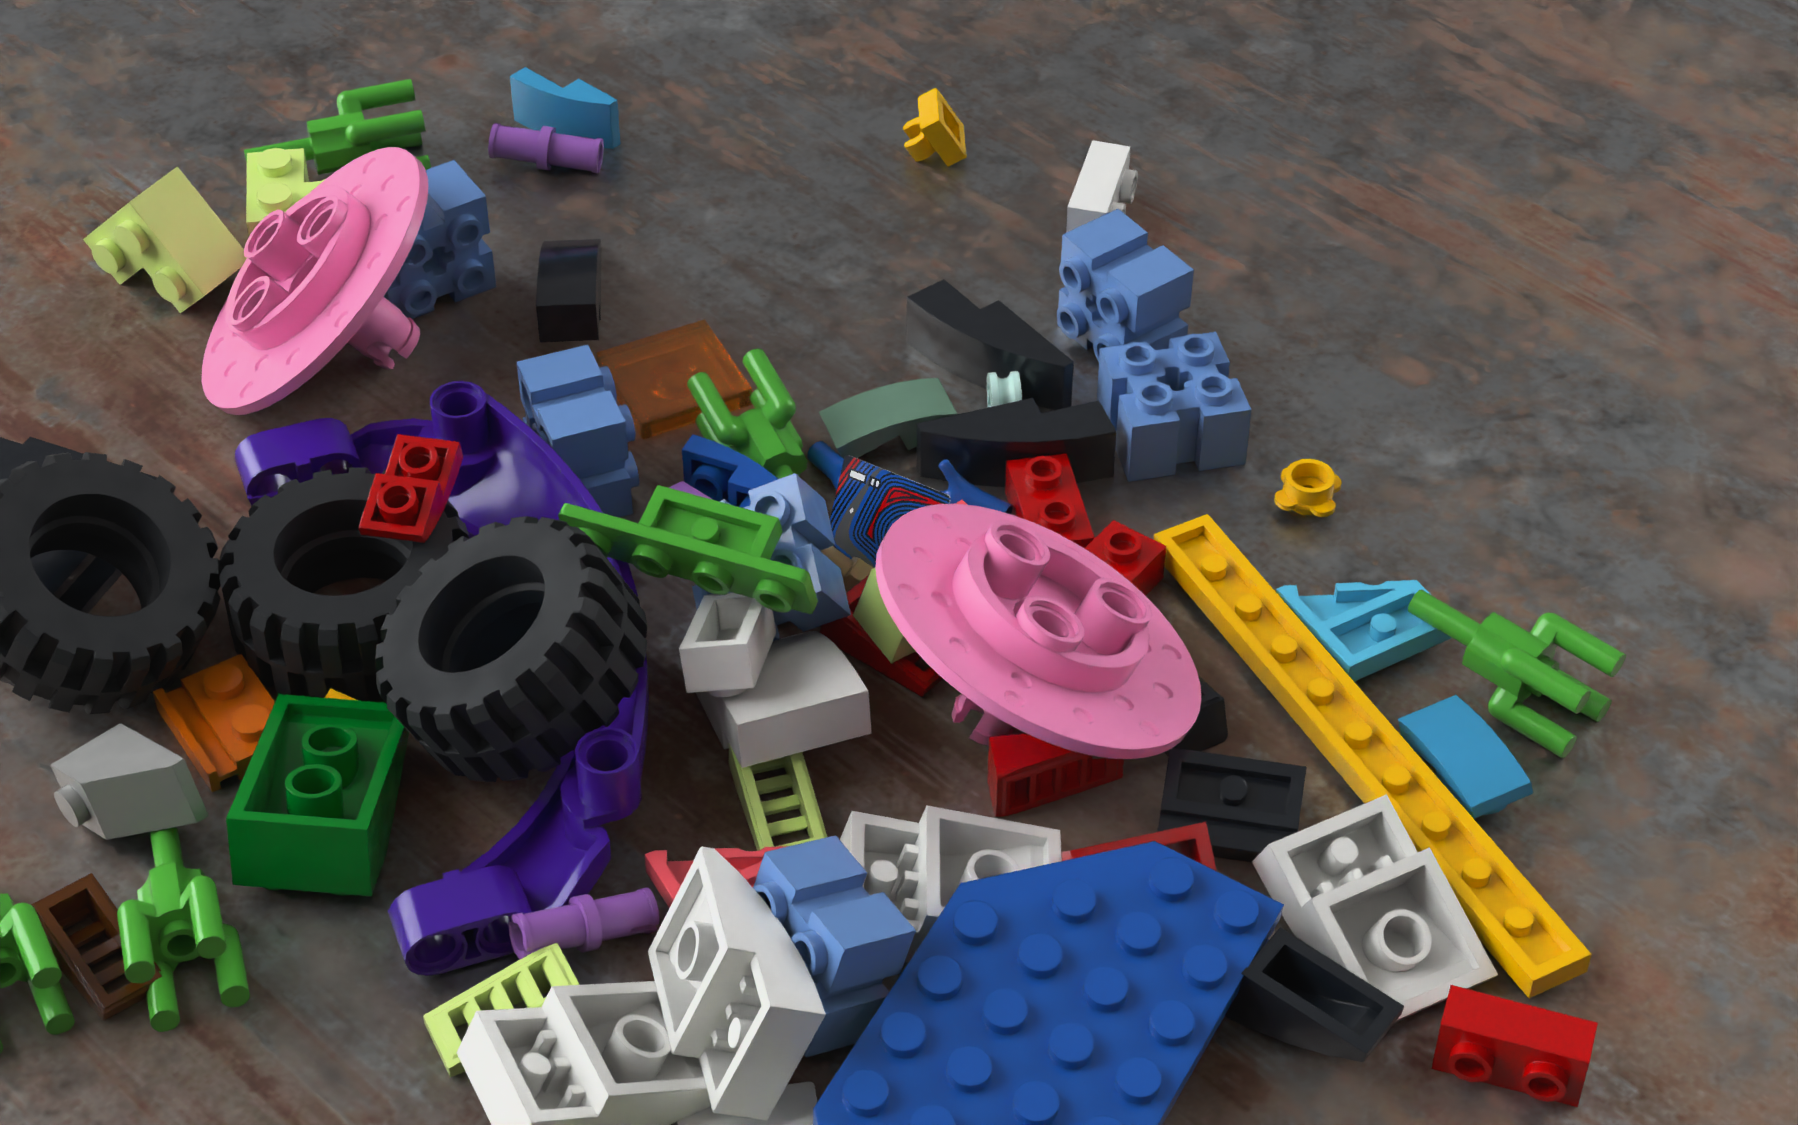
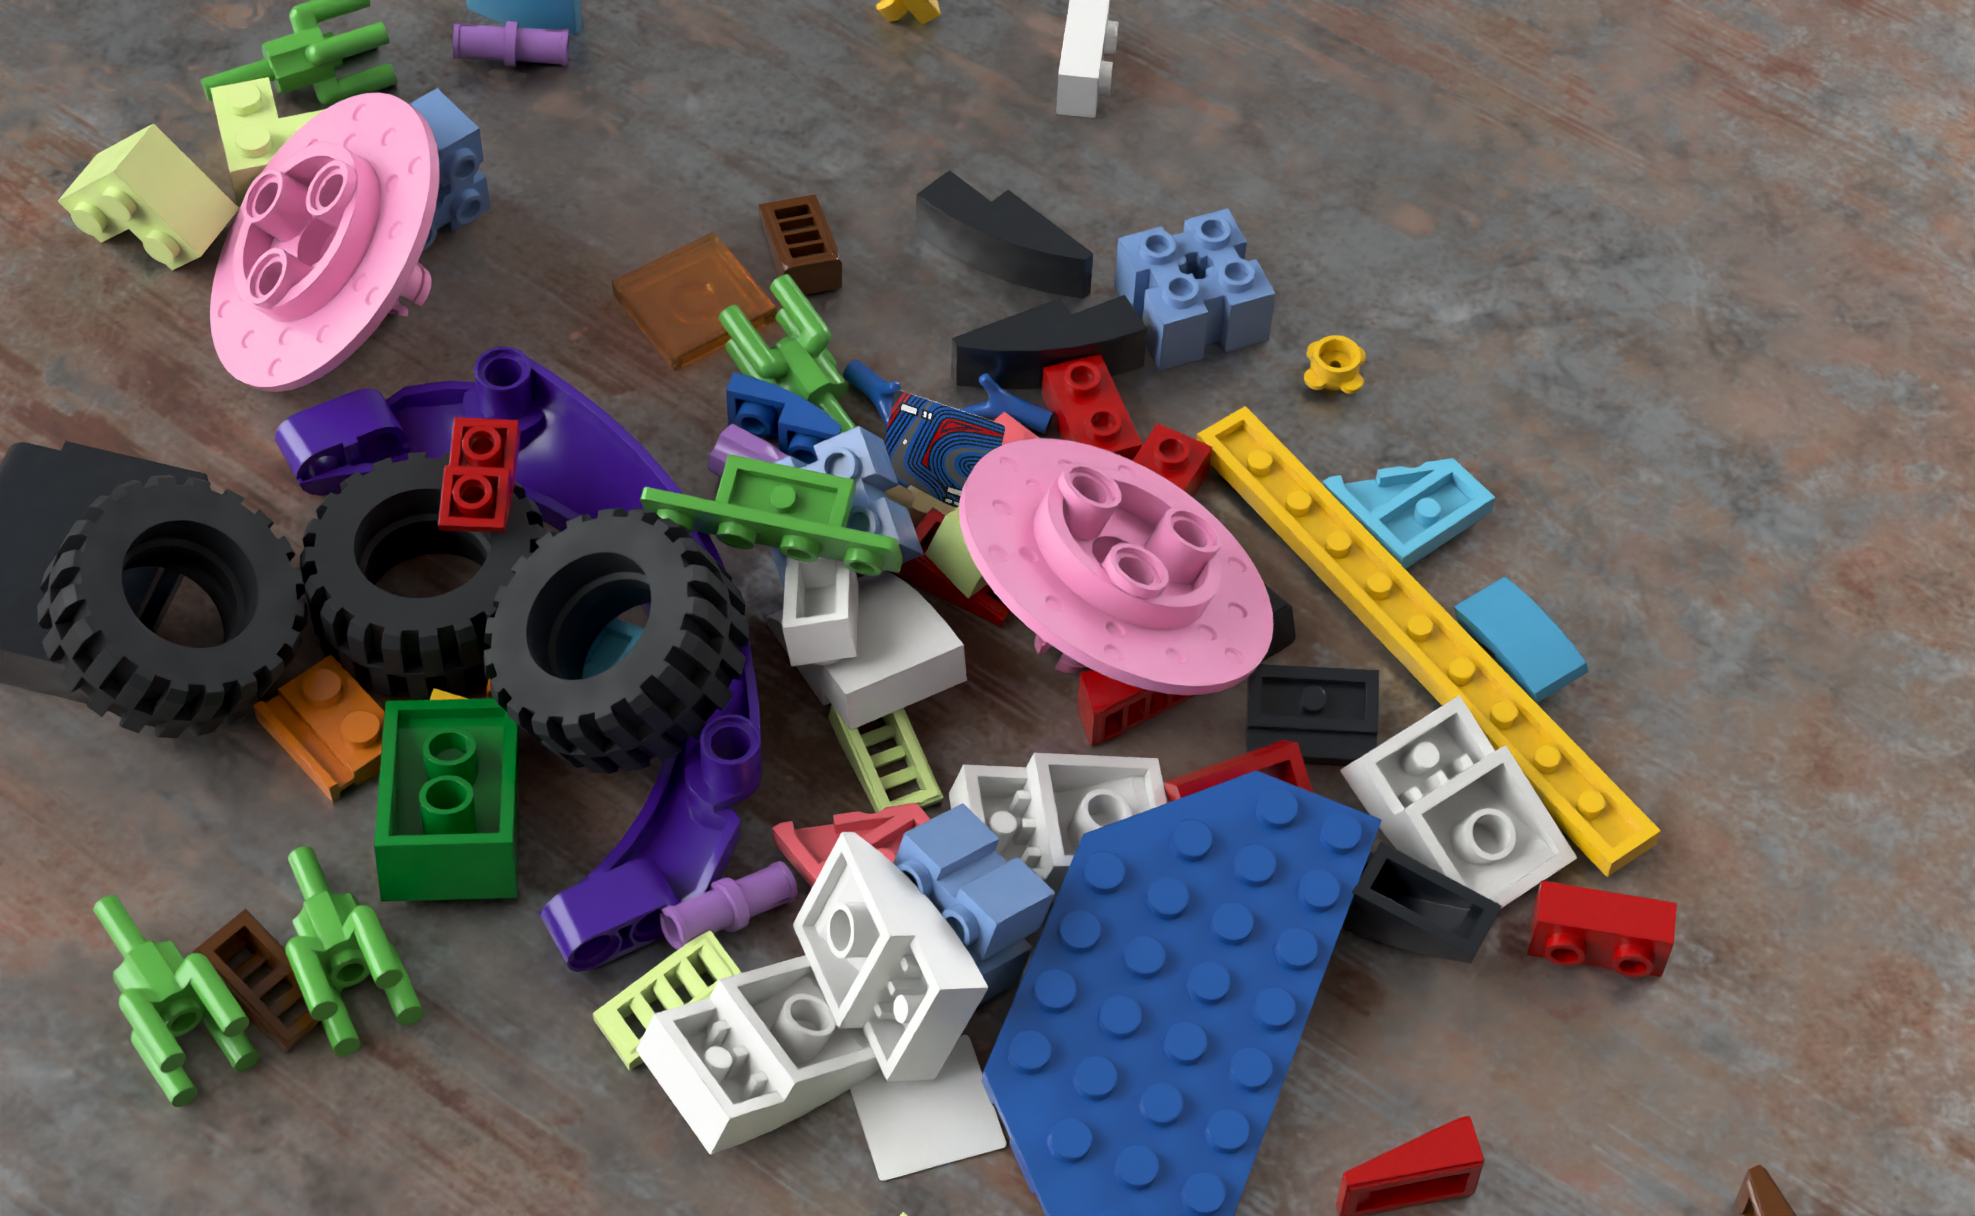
camera: 10 degrees left, 10 degrees up
(126, 786) = (257, 813): light grey slope -> none
(569, 290) = (571, 209): black slope -> none
(577, 414) = (615, 365): medium blue brick -> none
(791, 339) = (812, 272): none -> reddish brown slope
(884, 413) = (916, 324): sand green slope -> none
(1004, 390) = (1026, 290): light aqua bush -> none
(1120, 286) = (1130, 167): medium blue brick -> none
(1525, 665) = (1563, 539): bright green plant -> none

